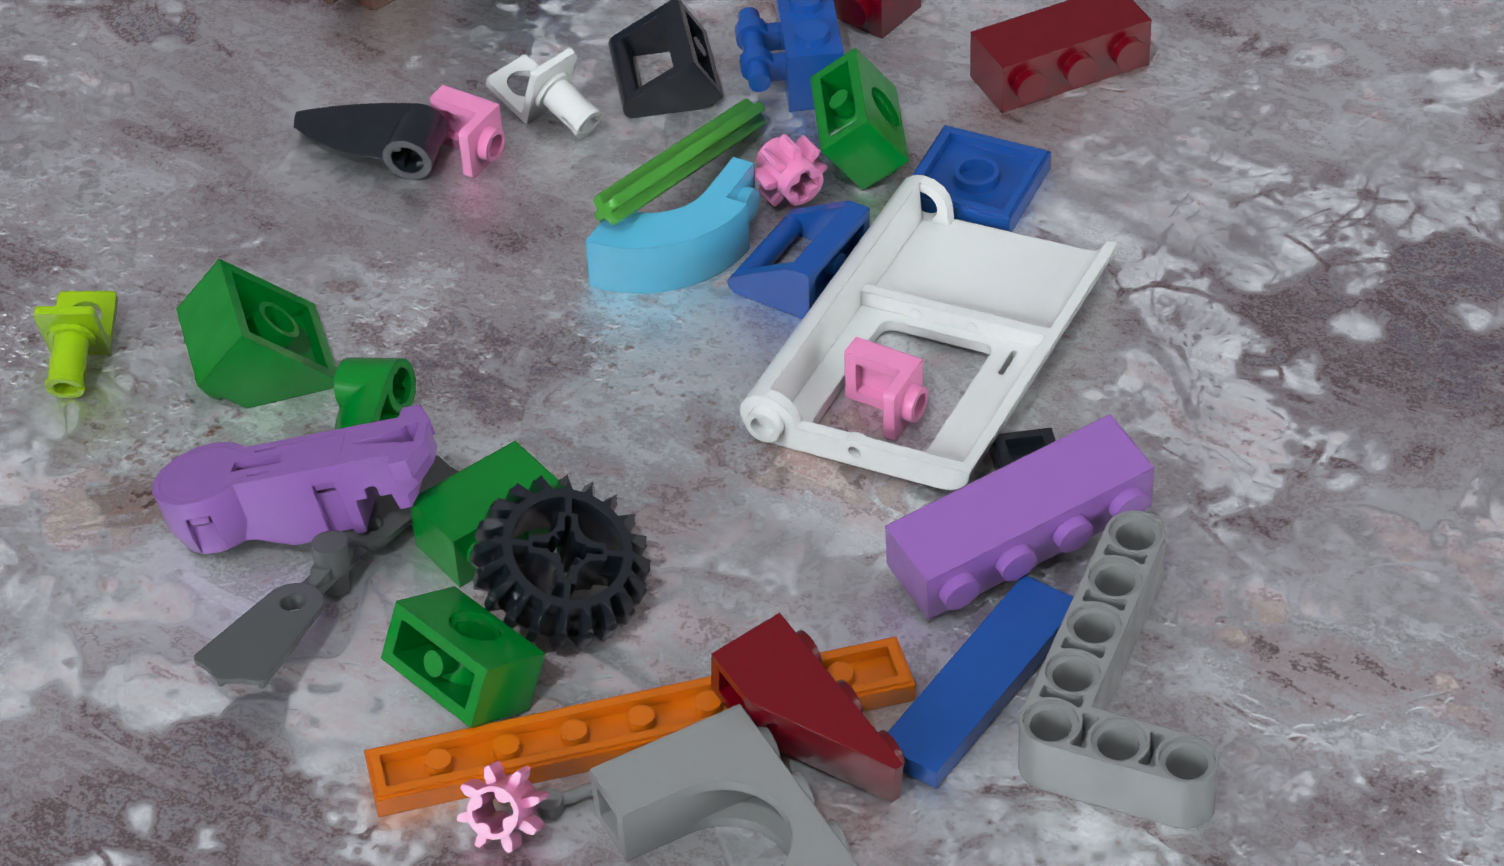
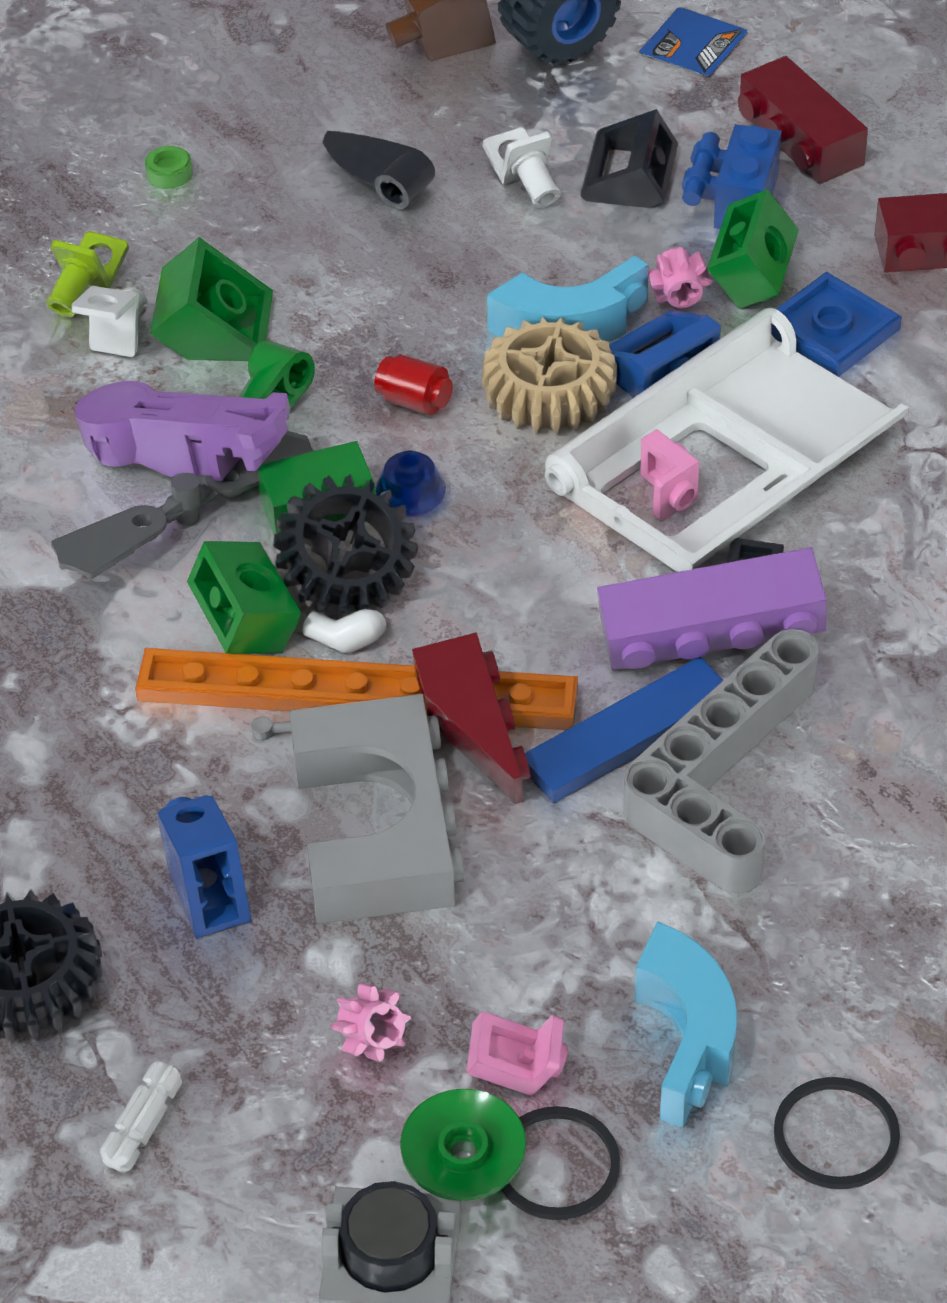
camera: 20 degrees right, 5 degrees up
(119, 198) = (168, 167): none -> bright green tile
(143, 383) = (112, 318): none -> white bracket
(472, 127) = (454, 178): bright pink bracket -> none
(499, 824) = (219, 719): bright pink gear -> none
(540, 363) = (413, 384): none -> red brick
(596, 460) = (412, 482): none -> clear blue cone
(600, 664) = (346, 633): none -> white arm
(678, 162) = (593, 248): bright green axle -> none
(694, 313) = (549, 375): none -> tan gear

